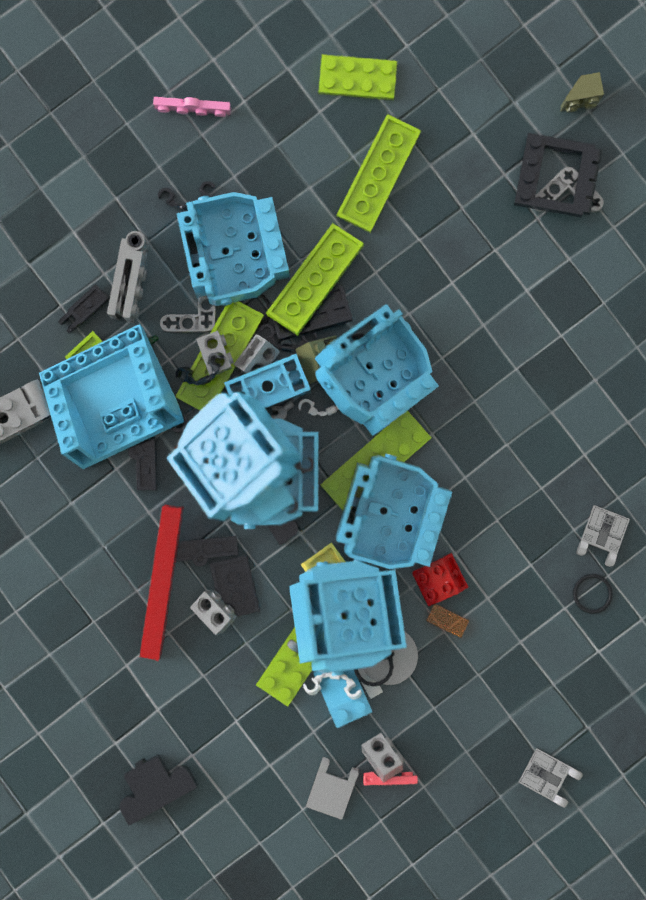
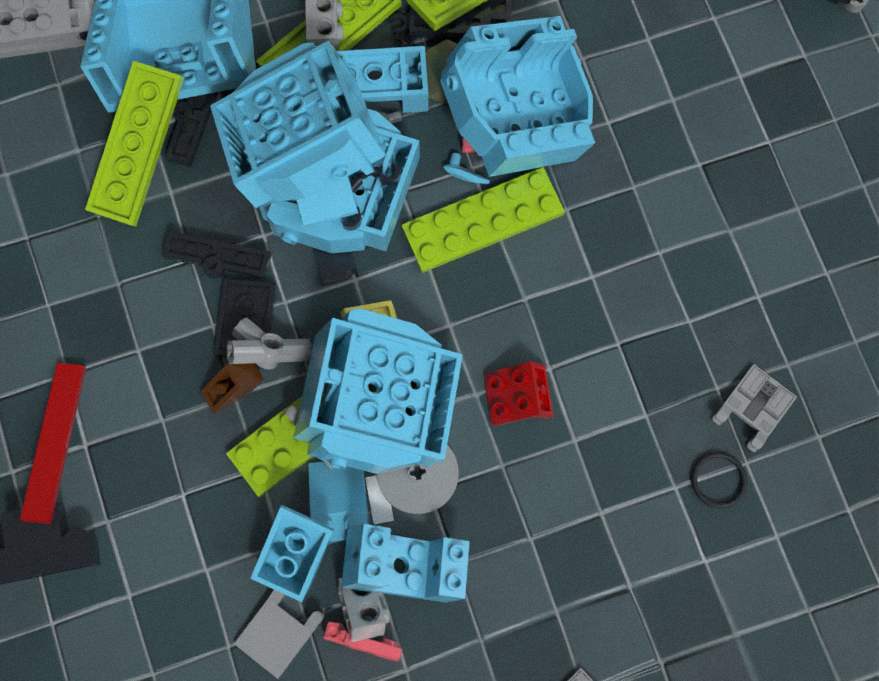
camera: 20 degrees right, 10 degrees down
(114, 489) = (134, 143): none -> lime plate
(139, 716) = (53, 444): none -> red tile
(161, 582) = (150, 277): red tile -> none
(206, 379) = (282, 35): black piece -> none
(210, 615) = (201, 339): light grey brick -> none
(243, 637) = (231, 385): none -> reddish brown slope
(256, 355) = (373, 37): light grey brick -> none
(258, 608) = (264, 348): none -> light grey piece
(313, 411) = (424, 135): white piece -> none
(326, 740) = (292, 553): none -> medium azure slope
(350, 431) = (463, 173): none -> medium azure bar
(350, 684) = (339, 474): white piece -> none
(382, 681) = (396, 502): black piece -> none
(383, 537) = (501, 255): medium azure piece -> none
(419, 720) = (432, 568): none -> medium azure plate
(447, 620) = (512, 452): clear orange tile -> none

